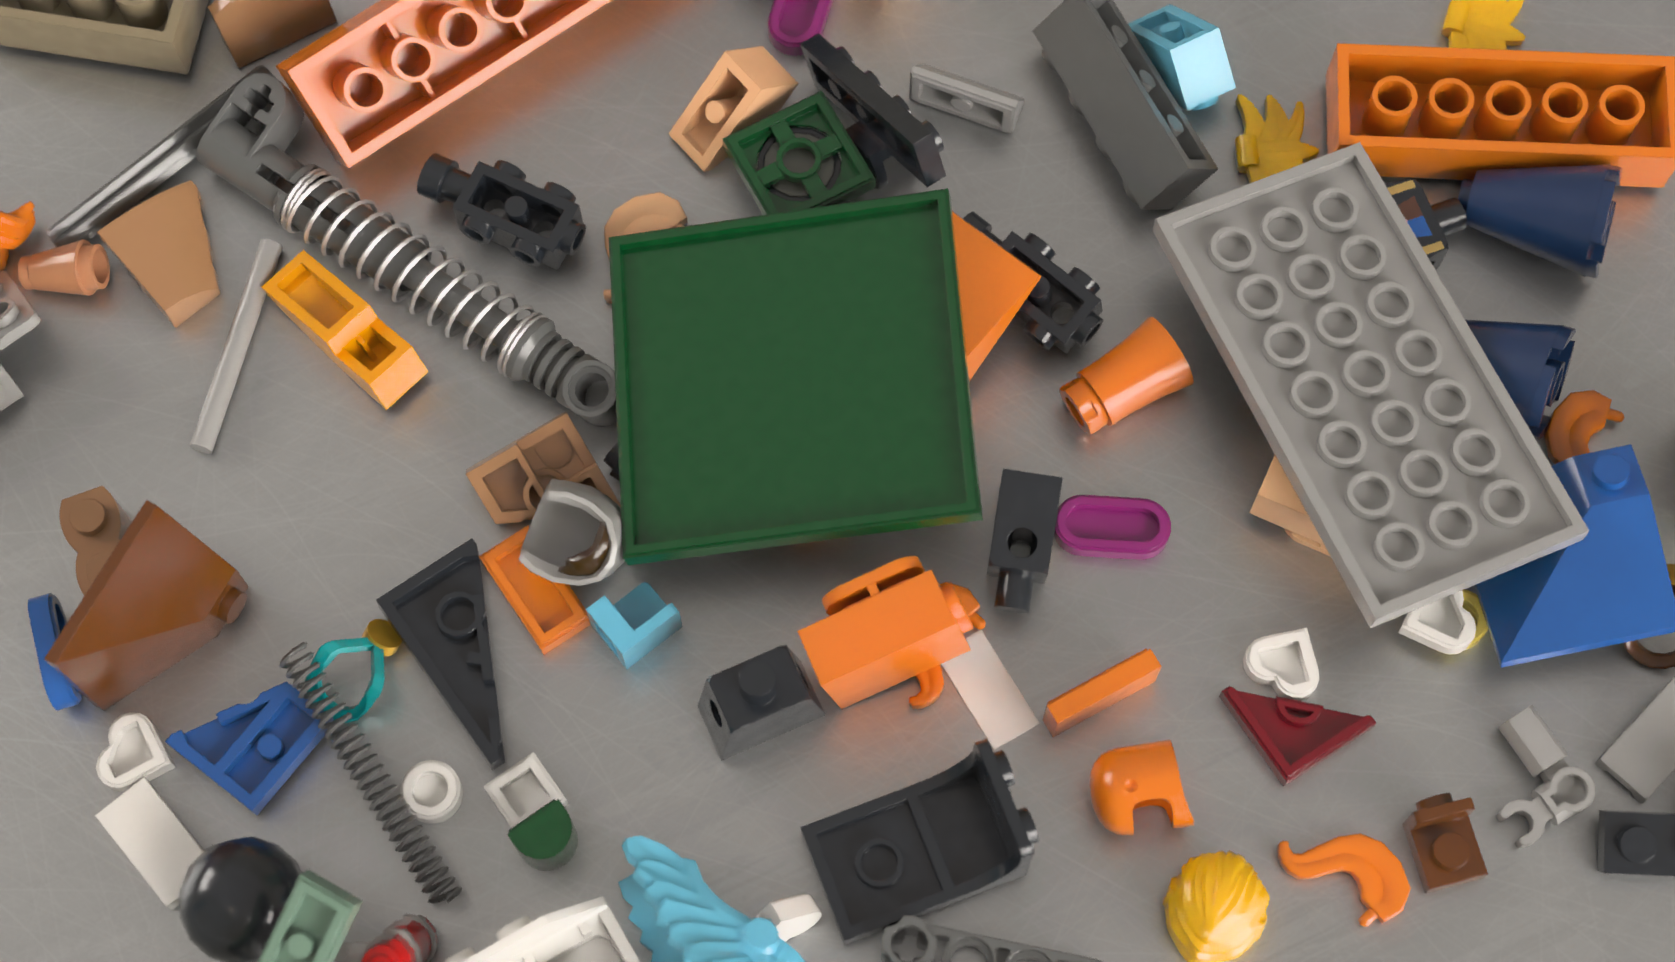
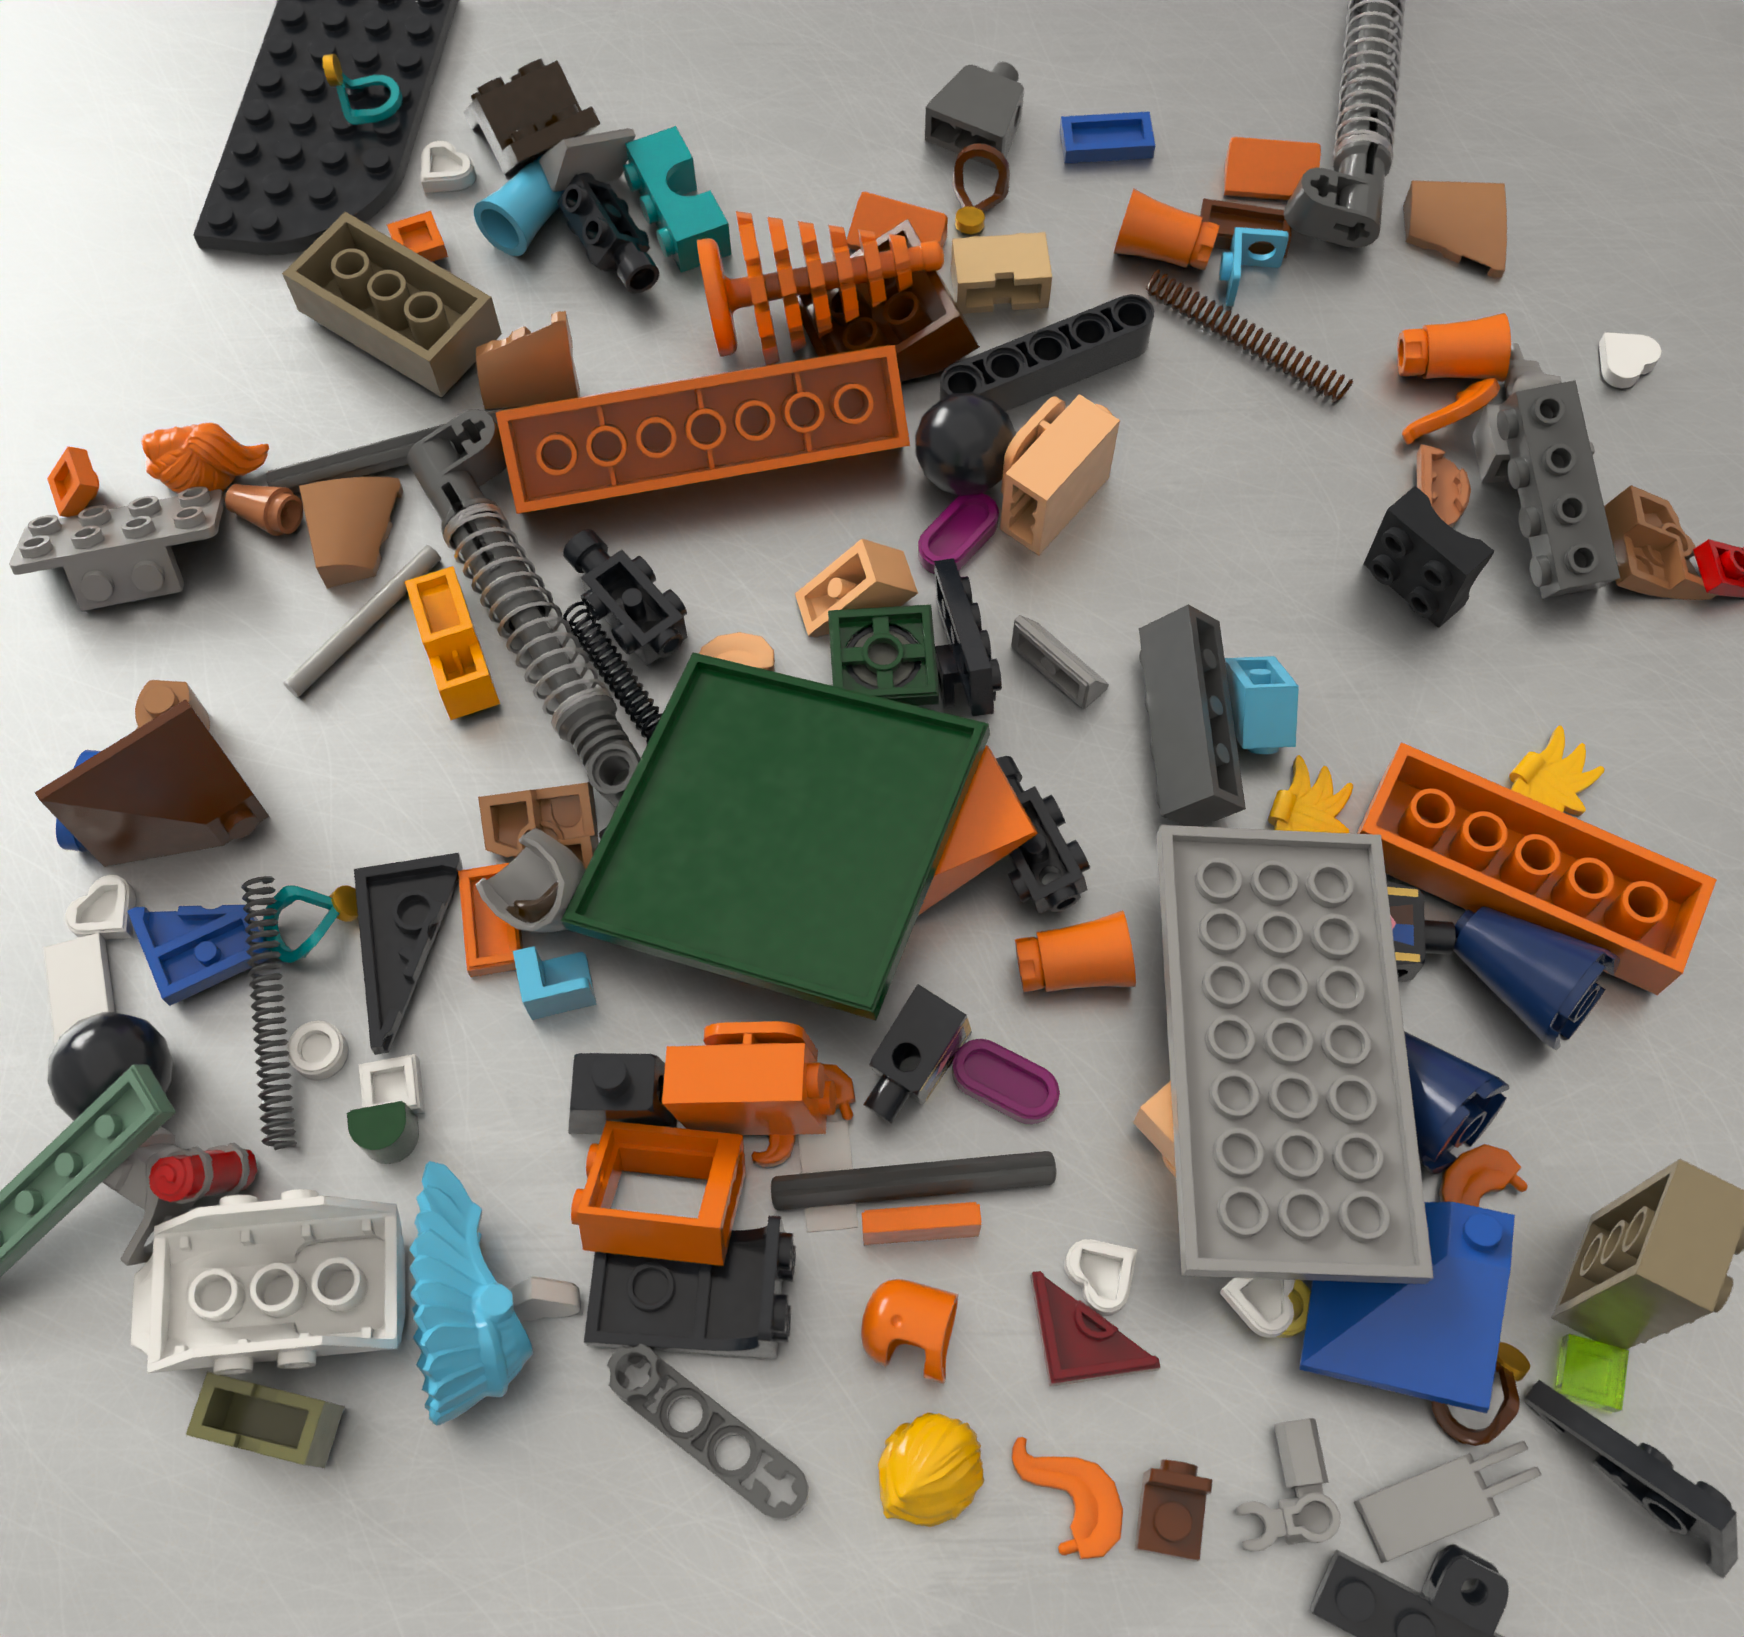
camera: 25 degrees right, 5 degrees down
(540, 289) = (647, 720): none -> black piece
(838, 732) = (667, 1152): none -> orange window
(1071, 657) = (913, 1180): none -> dark grey axle

